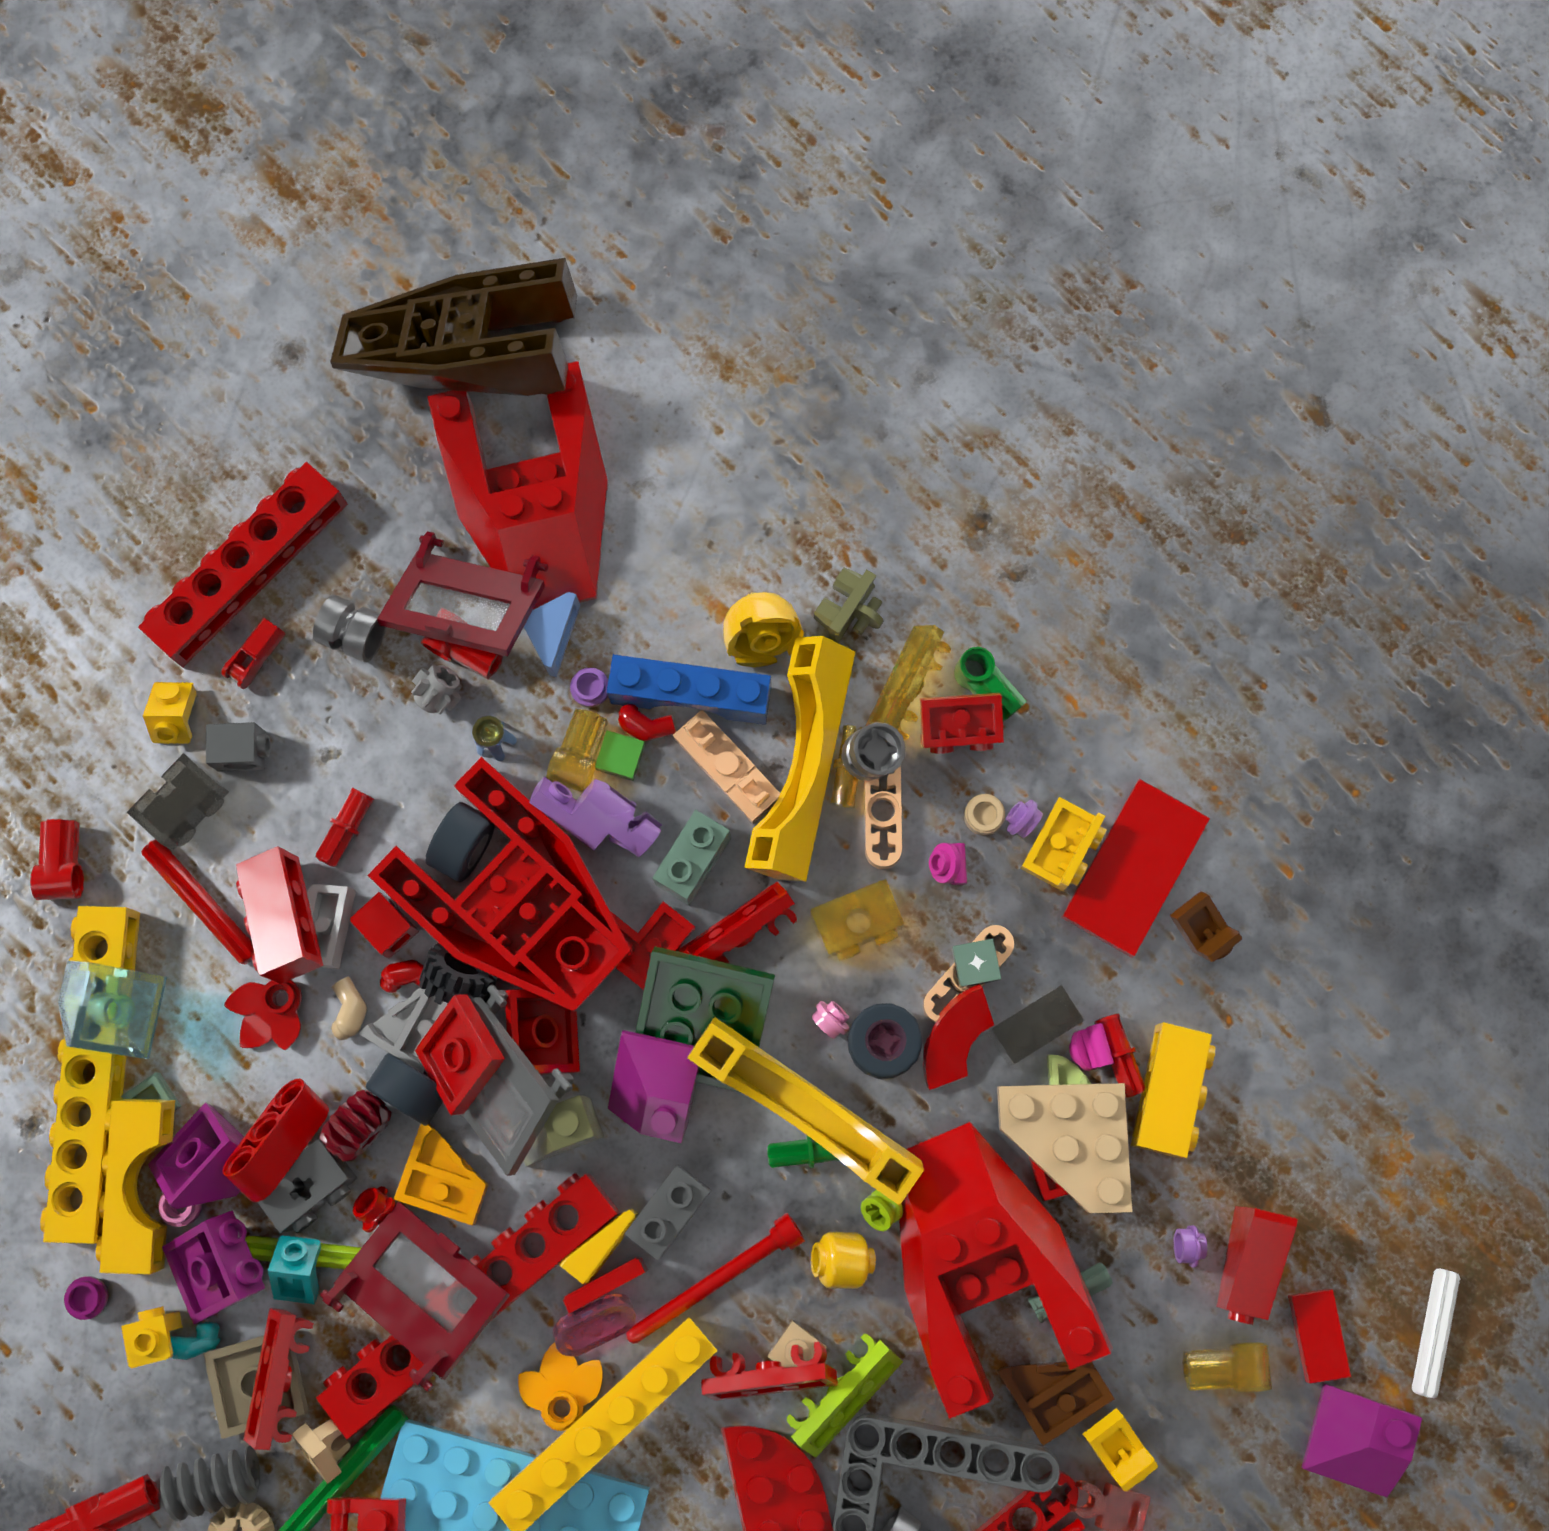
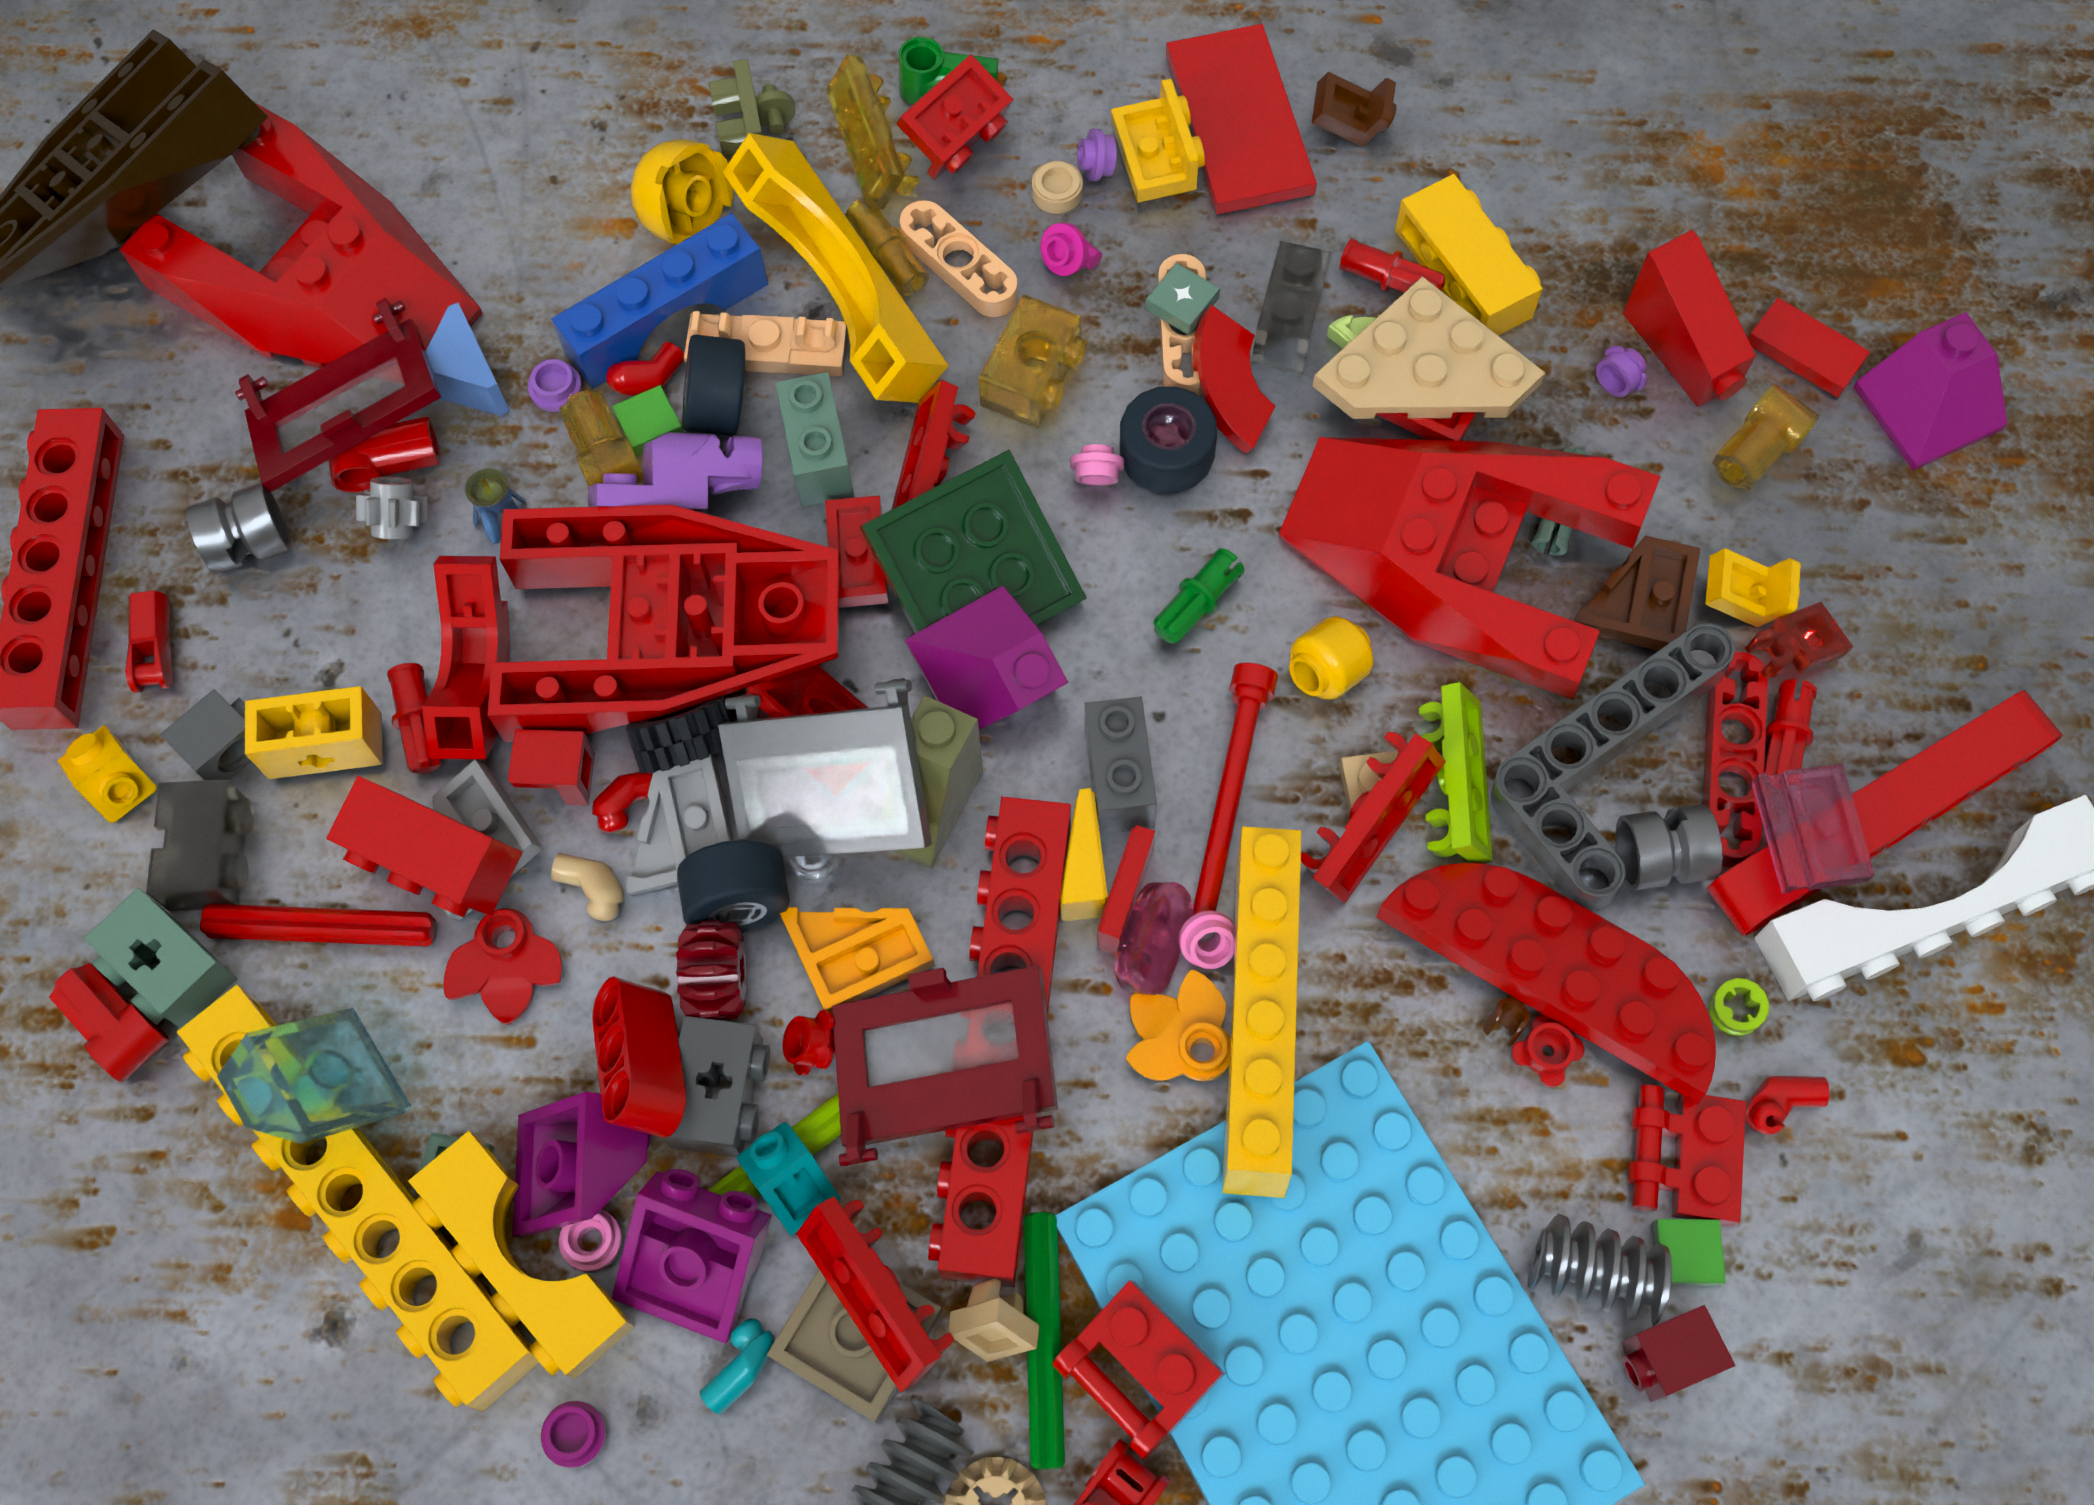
camera: 45 degrees left, 10 degrees down
(120, 866) = (140, 934): none -> sand green brick
(150, 1336) = (689, 1388): yellow bracket -> none
(282, 793) = (313, 732): none -> yellow brick
(397, 824) = (472, 637): none -> red arch
(459, 842) = (557, 613): black wheel -> none
(459, 1054) = (758, 784): red plate -> none
(620, 1353) = (1214, 952): none -> bright pink plate
(668, 772) = (713, 385): none -> black wheel
(830, 1124) = (1073, 548): yellow arch -> none
(873, 751) = (899, 192): flat silver wheel -> none
(880, 1211) = (1327, 569): lime bush -> none
(1090, 1048) = (1361, 283): dark pink plate -> none
(1435, 1333) = (1897, 259): white axle -> none

